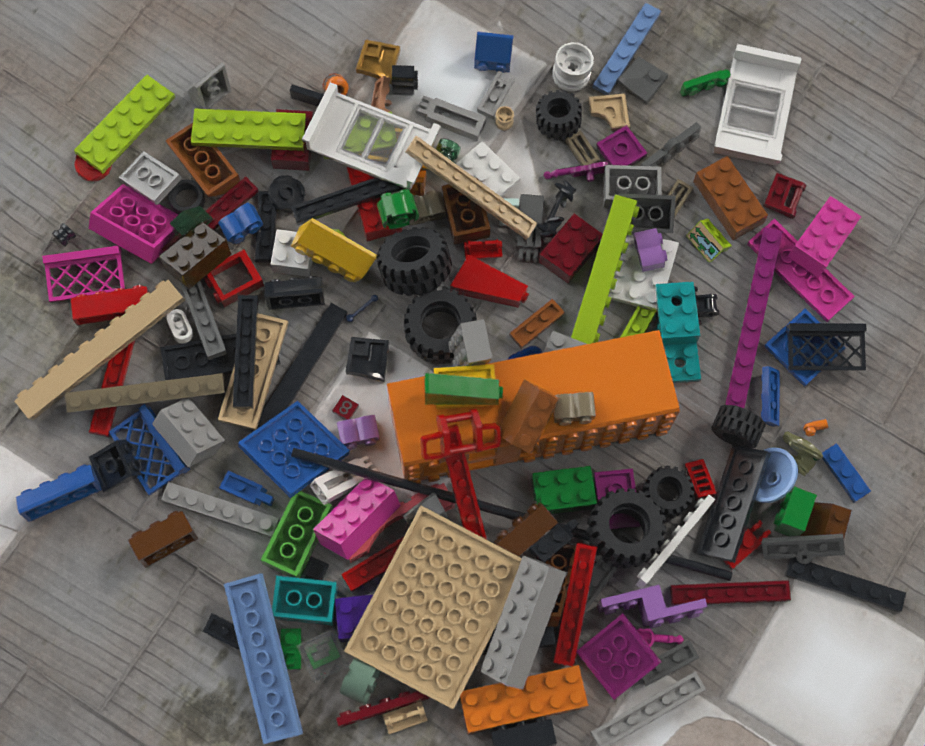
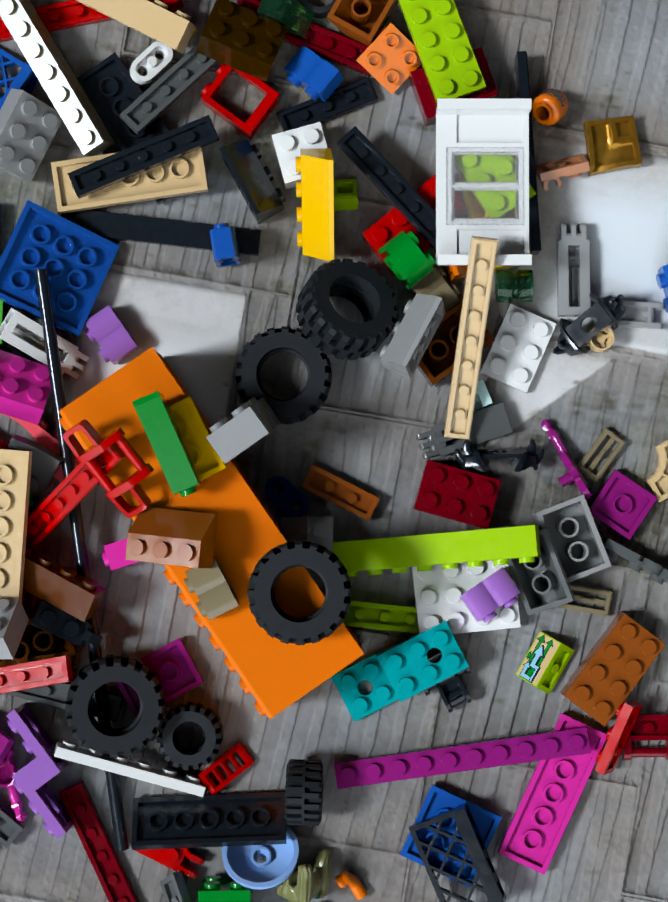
camera: 75 degrees right, 15 degrees up
(254, 169) = (390, 58): none -> orange hinge
(286, 192) = (379, 111): black tile -> none
(332, 323) = (224, 245): none -> blue brick
(345, 408) = (136, 306): dark red tile -> none
(350, 317) = (253, 262): dark blue hinge -> none
(368, 358) = (208, 305): black plate -> none
(404, 79) = (594, 189): black brick -> none
(451, 223) = (413, 334): none -> light grey slope
(483, 249) = (411, 391): red hinge -> none
(488, 284) = (365, 405): red slope -> none
(496, 133) = (573, 337): none -> black piece
(518, 482) = (115, 555): none -> dark pink brick
(558, 103) = (651, 401): black tyre -> none
(564, 489) = (140, 610): green brick -> none
(611, 326) = (289, 628): none -> black tyre
(770, 395) = (367, 816): blue plate -> none
(777, 211) = (617, 736): none -> red plate
(824, 236) = (607, 809): dark pink brick -> none

